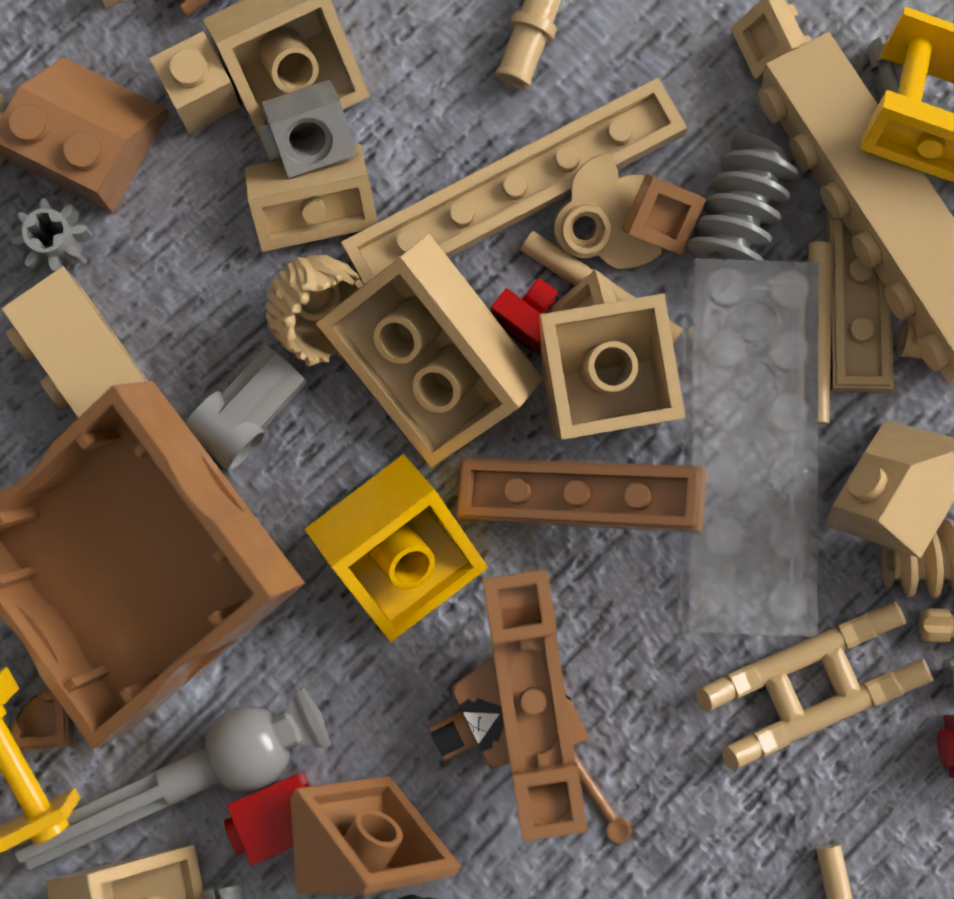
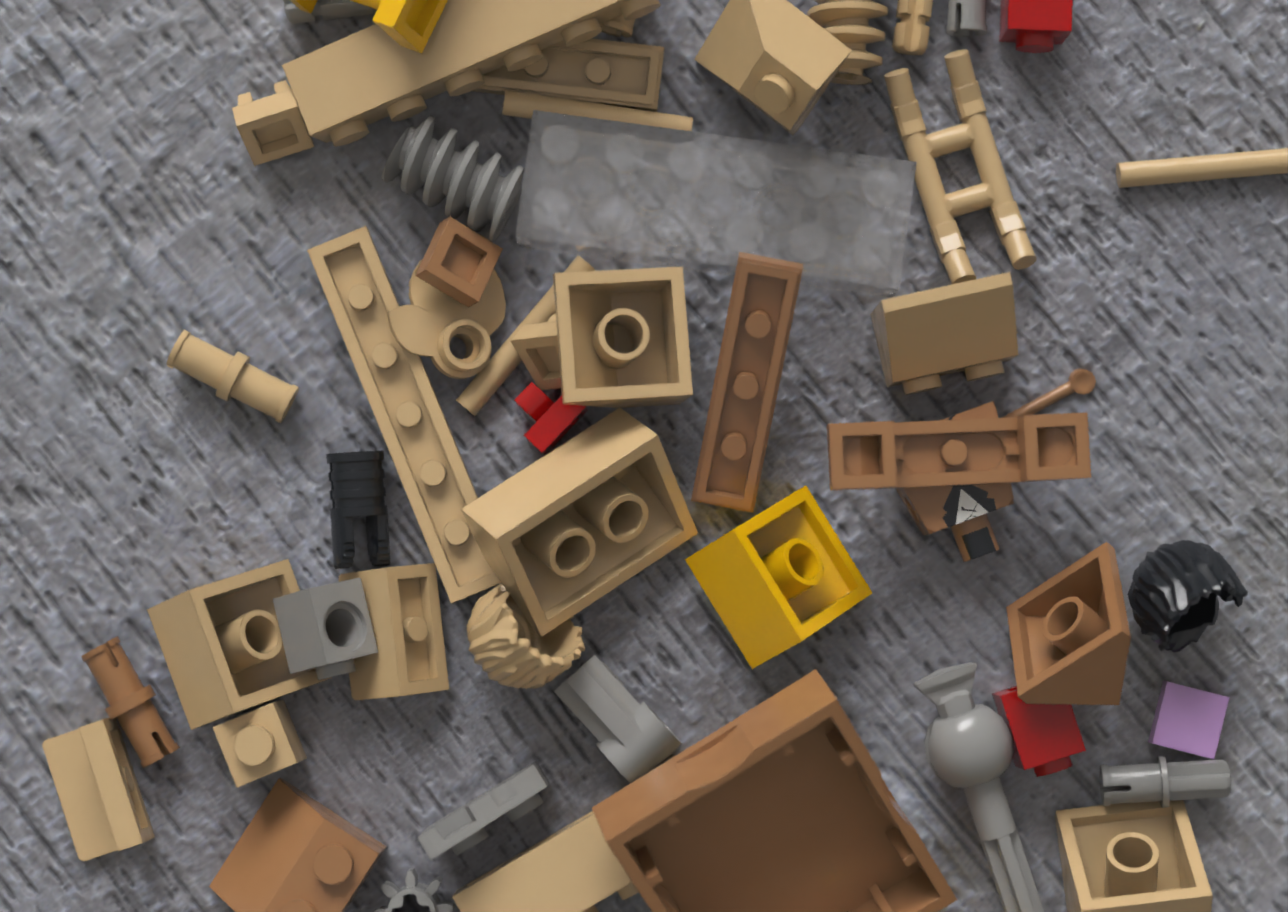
camera: 80 degrees left, 5 degrees up
(134, 277) = (466, 824): none -> light grey wing
(437, 150) = (355, 492): none -> black hinge
(652, 686) = (946, 332): none -> tan slope

